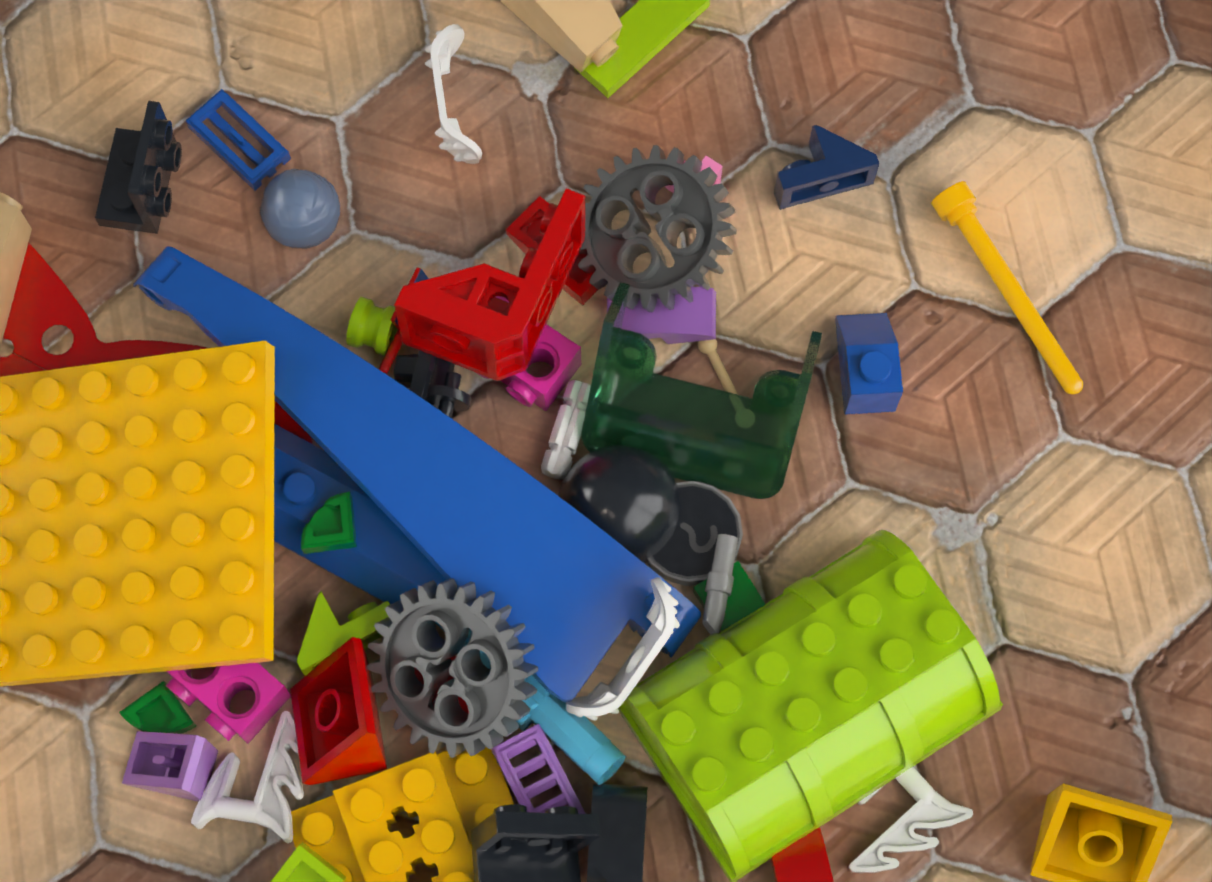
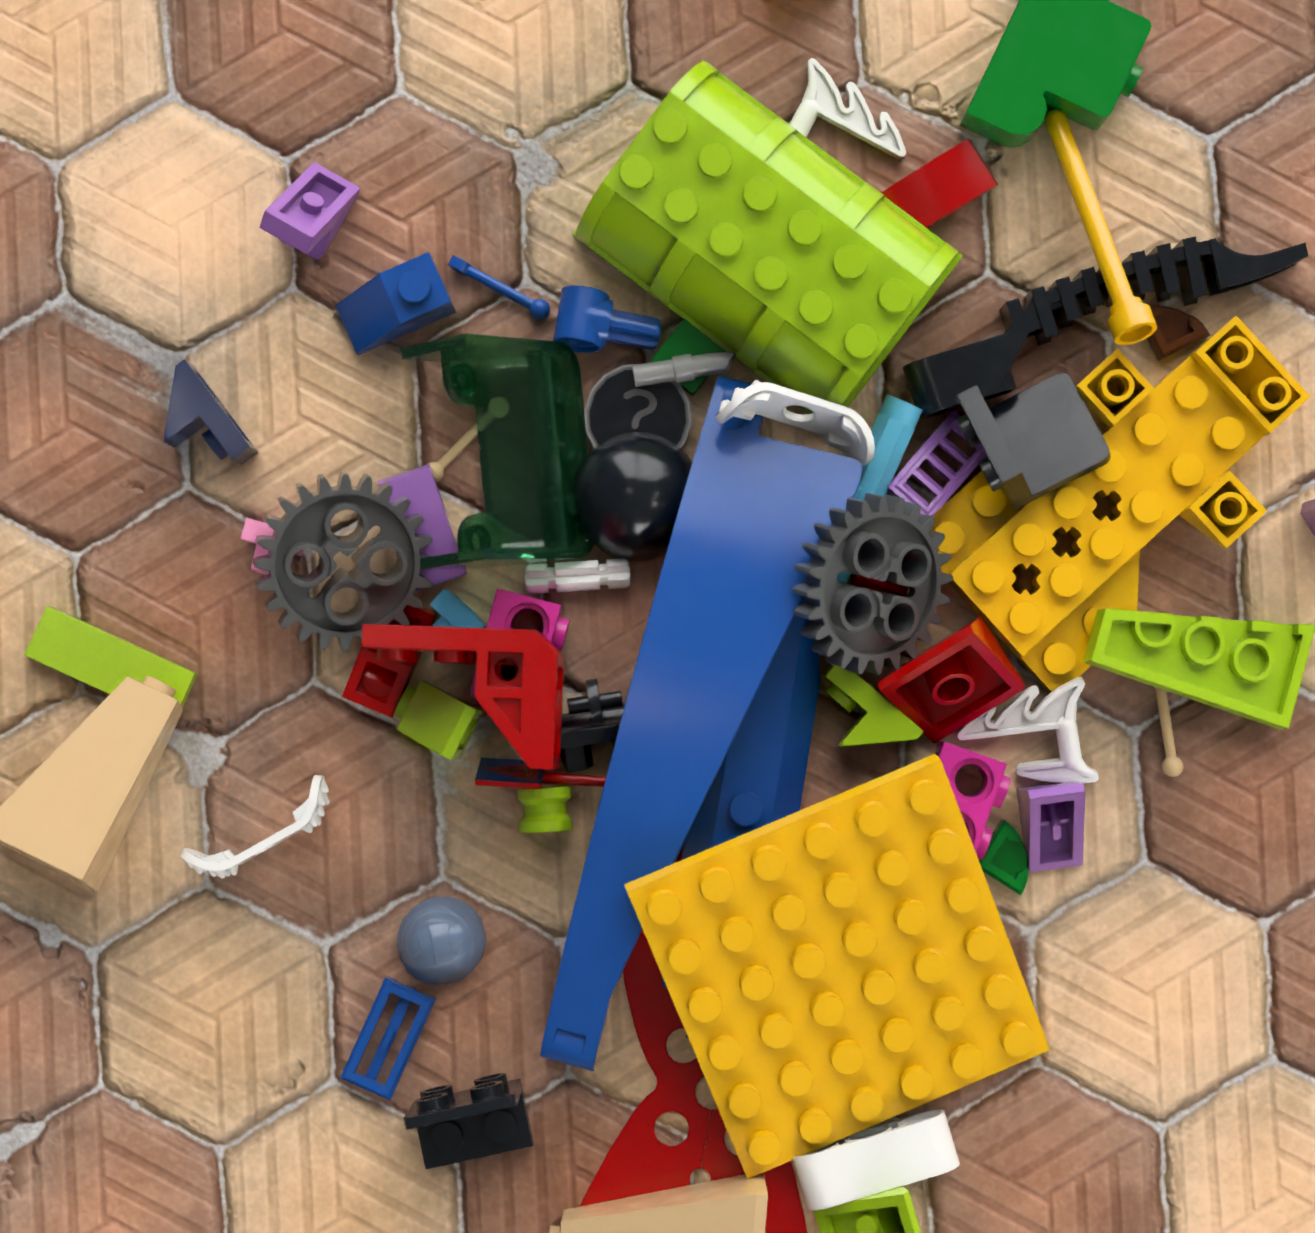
camera: 110 degrees left, 15 degrees up
(331, 526) = (773, 760): green tile -> none
(486, 246) = (437, 719): none -> lime slope
(574, 311) = (455, 612): none -> dark azure tile
(793, 519) = (589, 320): none -> blue axle
(822, 483) = (538, 308): none -> blue hinge
(958, 208) = (197, 267): yellow piece -> none
(976, 314) = (311, 210): none -> medium lavender slope

